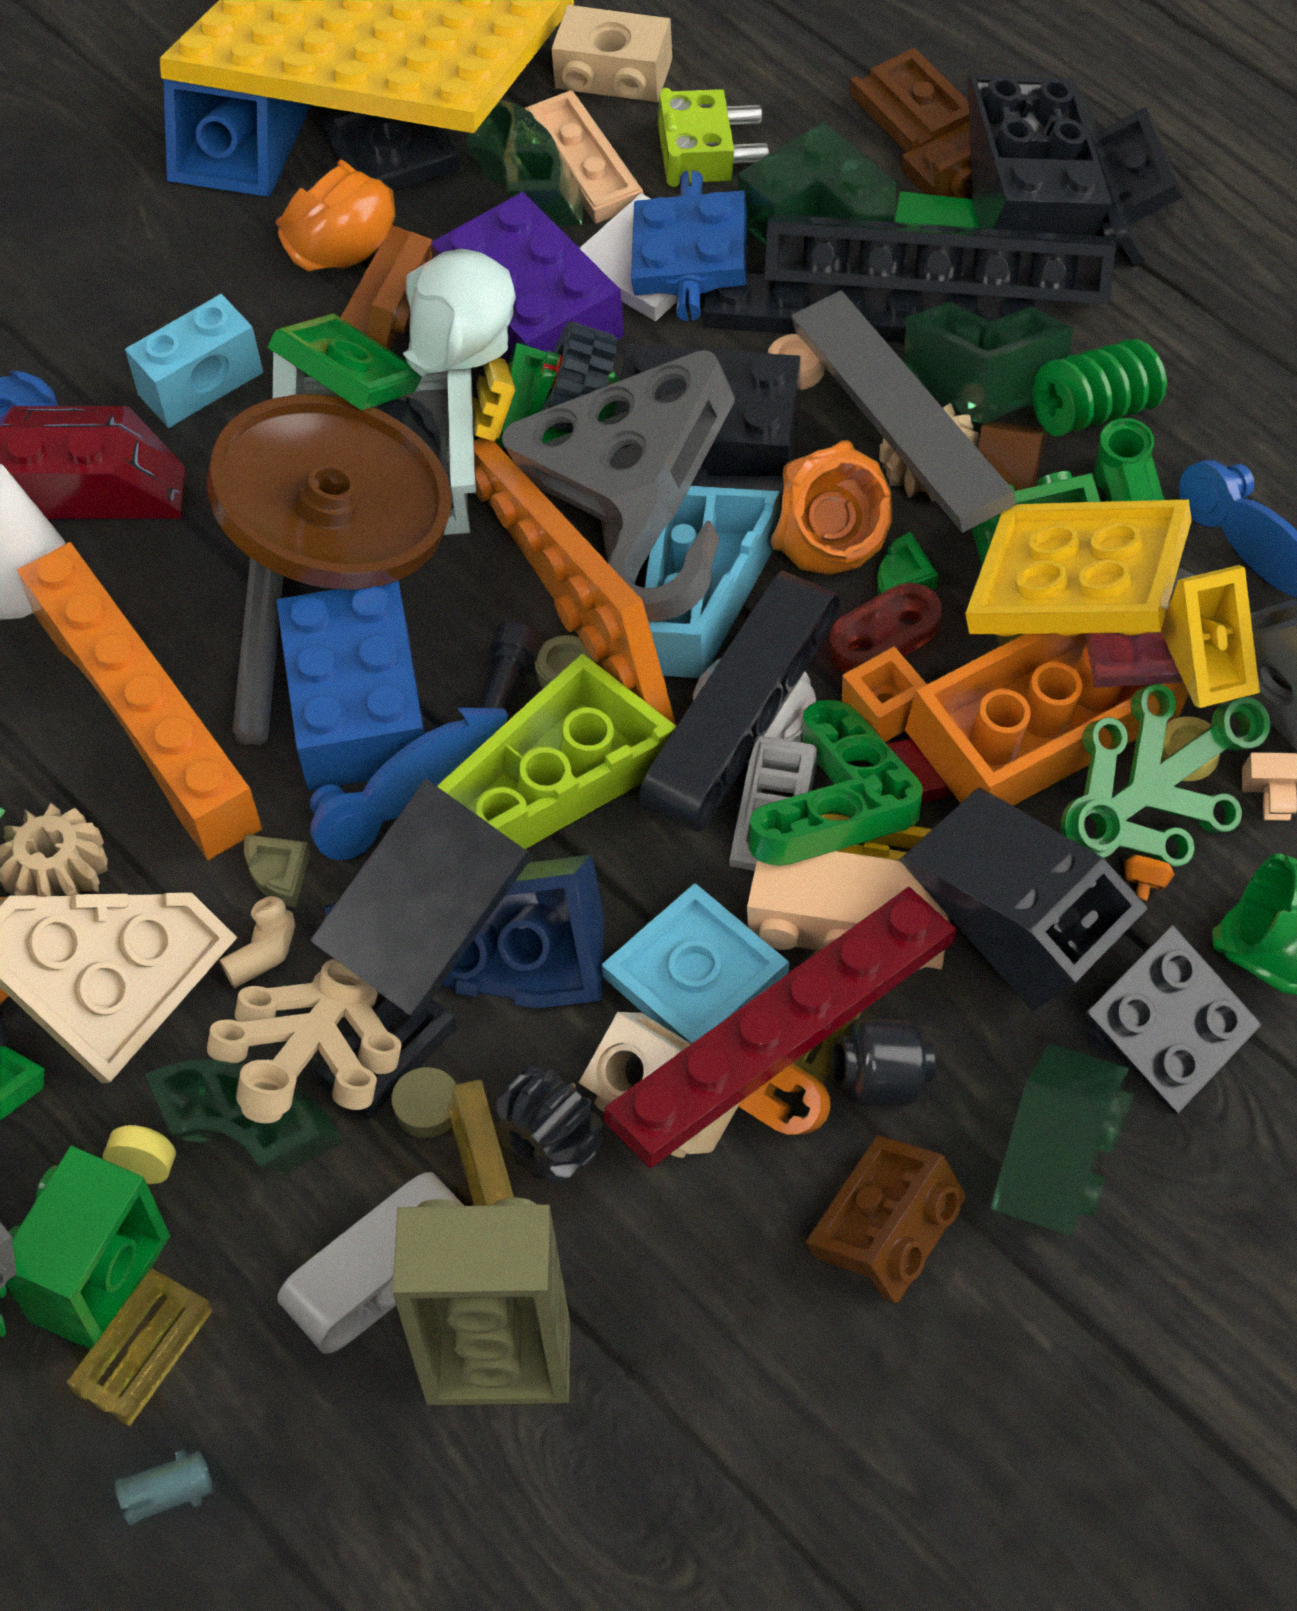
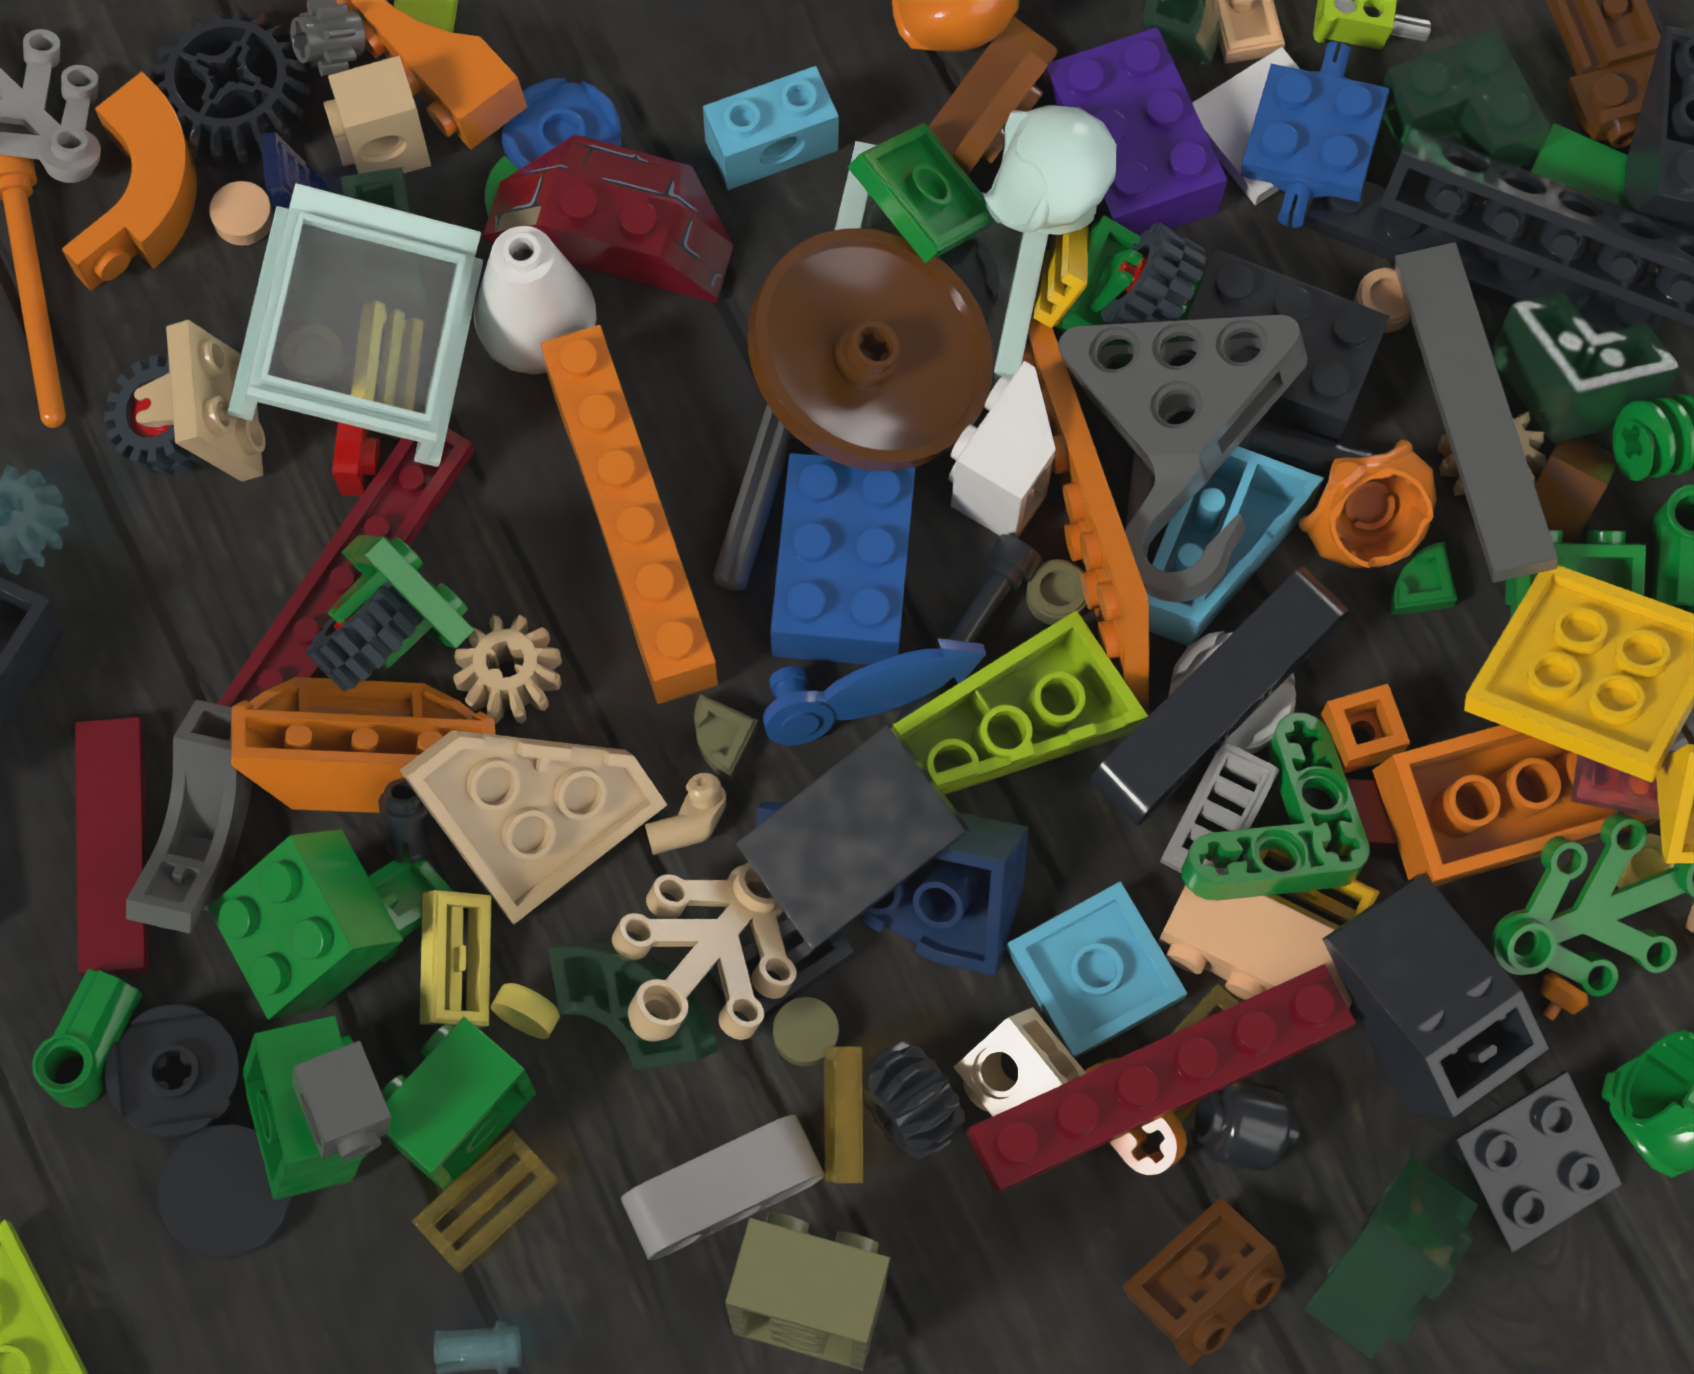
camera: 10 degrees right, 15 degrees up
(42, 1117) = (445, 958): none -> light yellow tile
(481, 555) = (1008, 459): none -> white slope
(879, 625) = (1383, 649): clear red plate -> none

